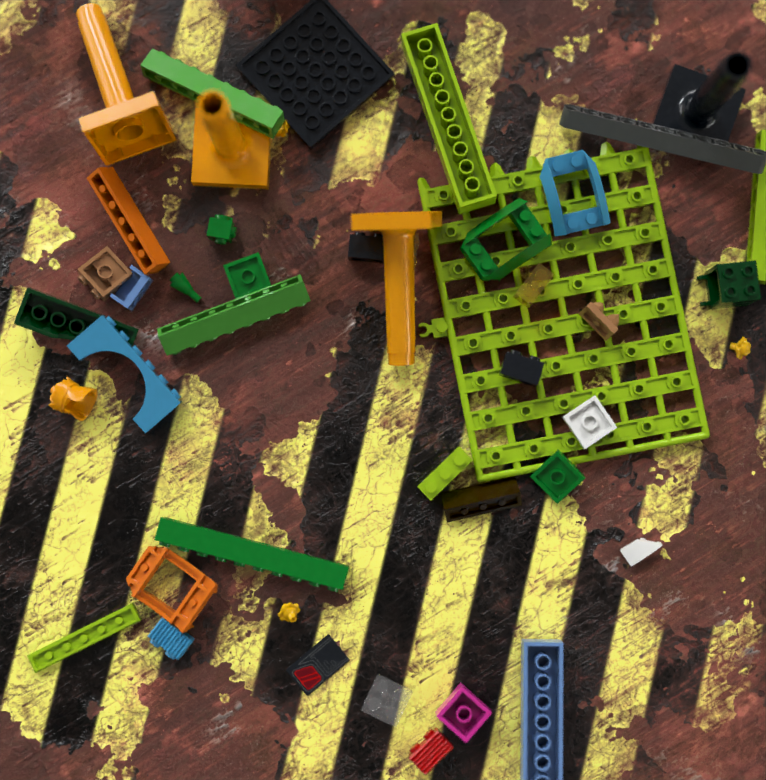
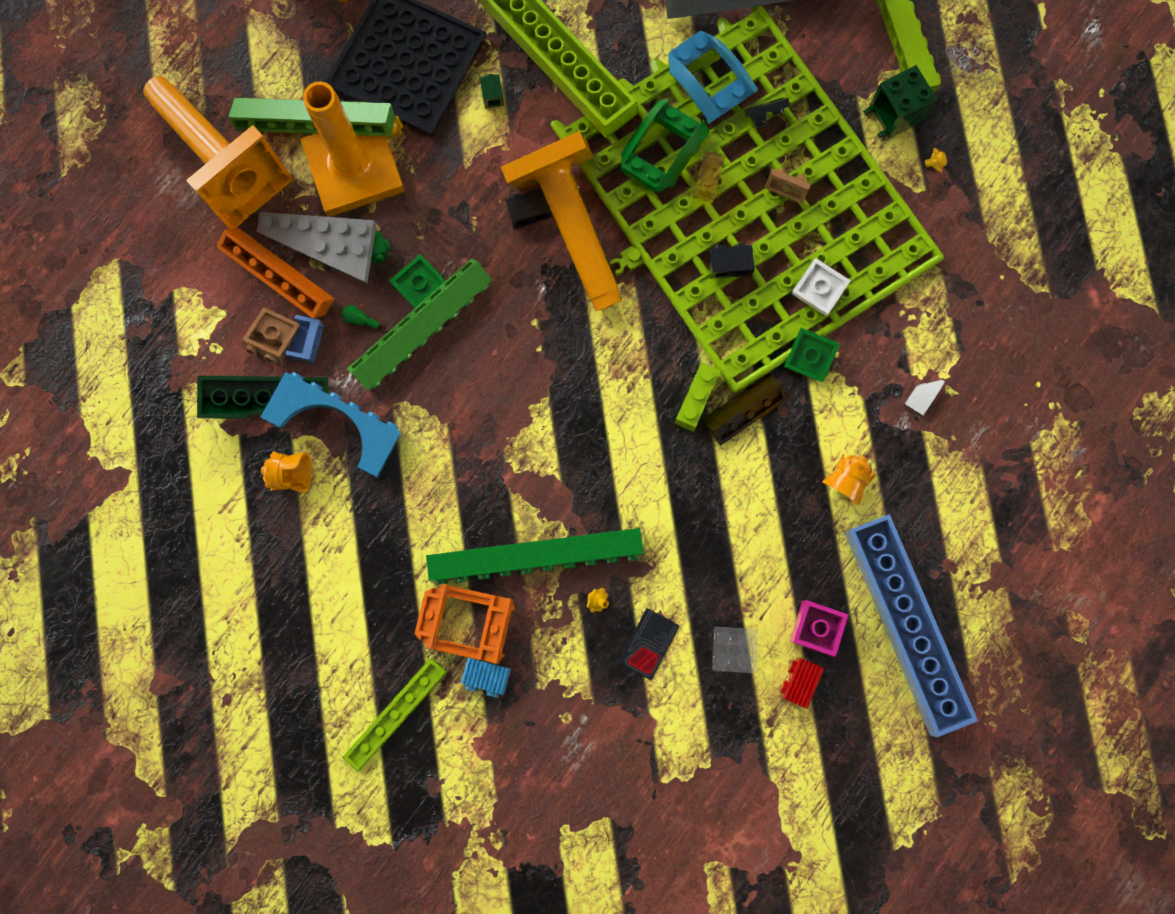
camera: 20 degrees left, 5 degrees down
(186, 211) = (331, 240): none -> light grey wing
(378, 129) = (492, 91): none -> dark green brick
(544, 597) = (851, 477): none -> light orange hat
(602, 244) = (759, 113): none -> black hinge

